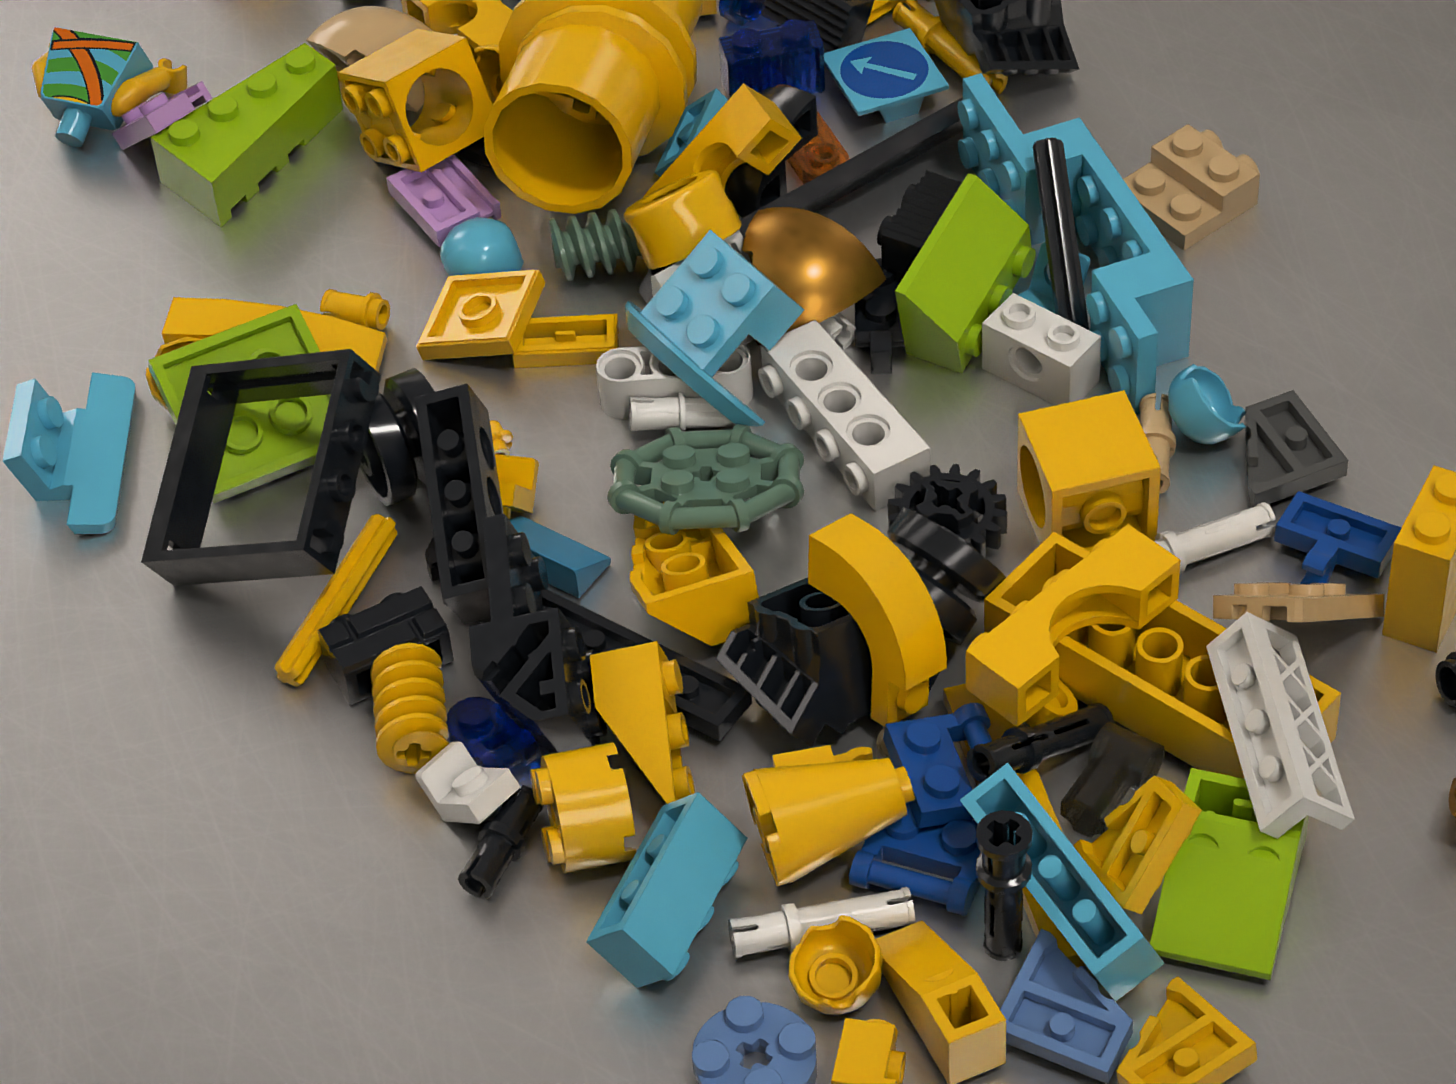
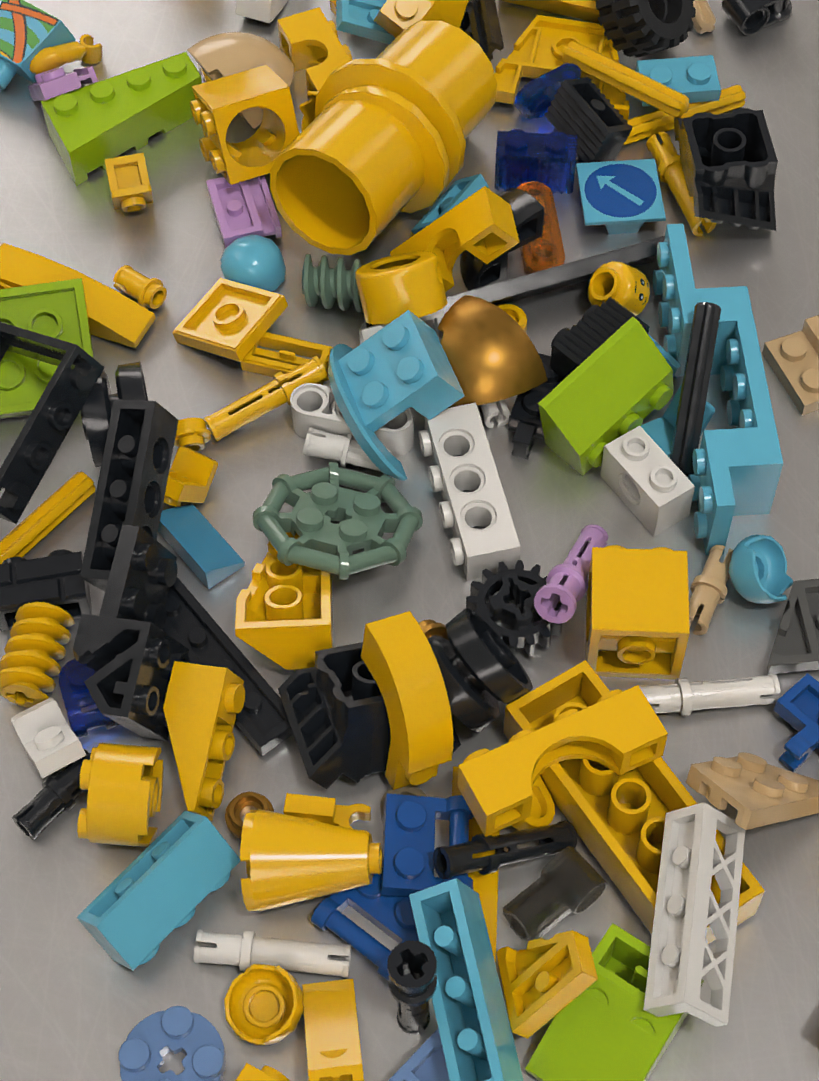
camera: 15 degrees right, 10 degrees up
(291, 203) = (129, 182): none -> yellow bracket
(562, 383) = (264, 399): none -> yellow pin
(729, 789) = (240, 806): none -> pearl gold plate
(923, 154) = (622, 283): none -> yellow head
(988, 464) = (569, 580): none -> lavender pin

